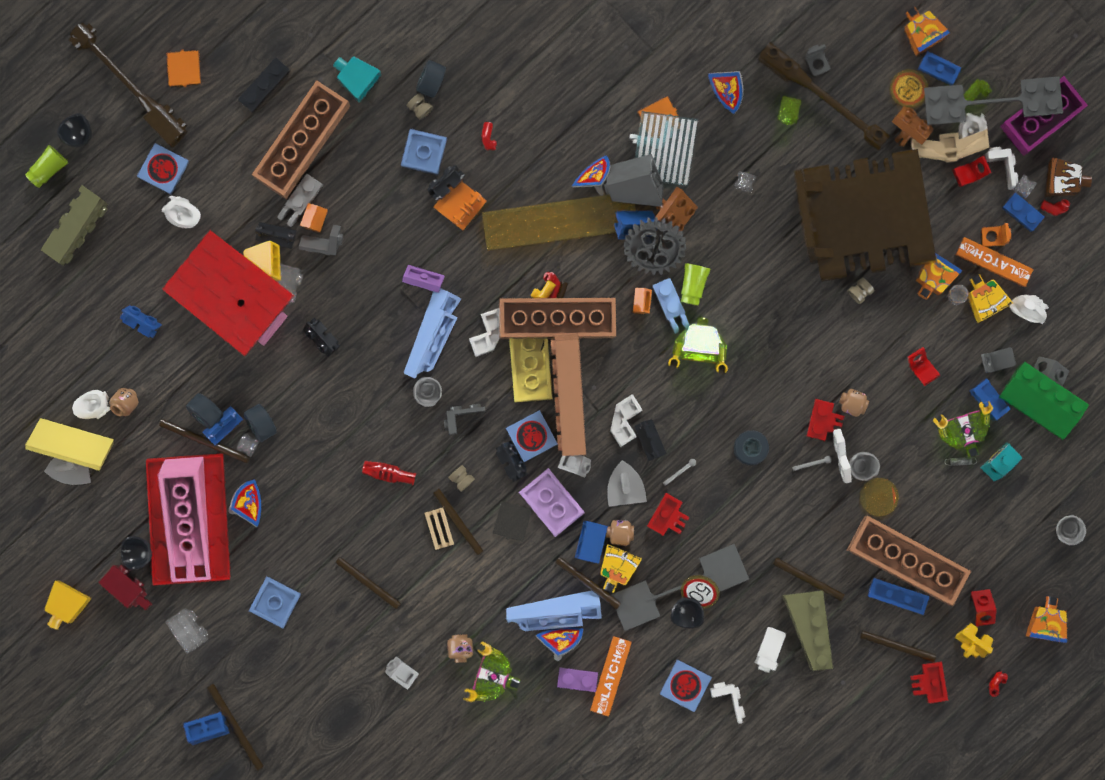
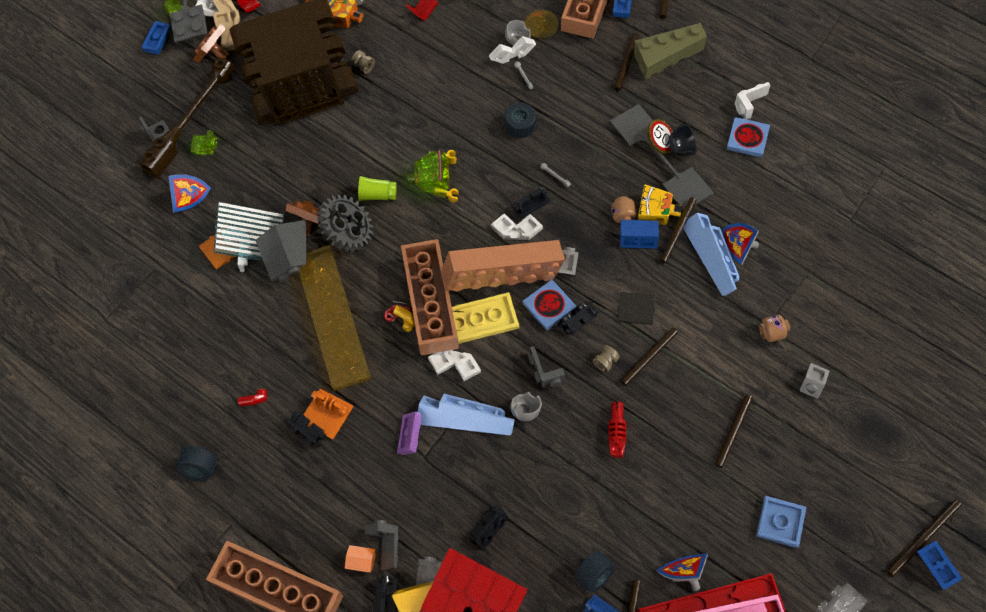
camera: 95 degrees left, 20 degrees down
(247, 444) = (621, 582): clear wheel -> none
(300, 198) = (340, 579): light grey hinge -> none
(356, 76) = (199, 543): teal torso -> none
(419, 106) = (231, 468): dark tan wheel -> none
(424, 152) = (275, 460): medium blue tile -> none
(434, 513) = (671, 359): tan tile -> none
(492, 676) = (793, 295): torso -> none
(551, 502) = (609, 276): lavender tile -> none
(577, 679) = (770, 224): medium lavender plate -> none
(594, 175) = (281, 290): shield -> none
(610, 676) = (759, 197): orange tile -> none
(625, 486) = (578, 217): light grey shield -> none
(627, 219) = (324, 248): blue hinge -> none
(642, 301) = (399, 232): orange piece -> none
(667, 515) = (598, 176): red hinge -> none
(670, 303) = (399, 208): light blue hinge -> none
(745, 181) = (274, 165): clear wheel -> none
(770, 649) = (698, 78): white bracket -> none
(822, 420) = (483, 73): red hinge -> none
(854, 402) = (463, 50): medium nougat head -> none
(908, 88) = (176, 59): clear yellow piece -> none
(924, 30) = (123, 53): torso -> none

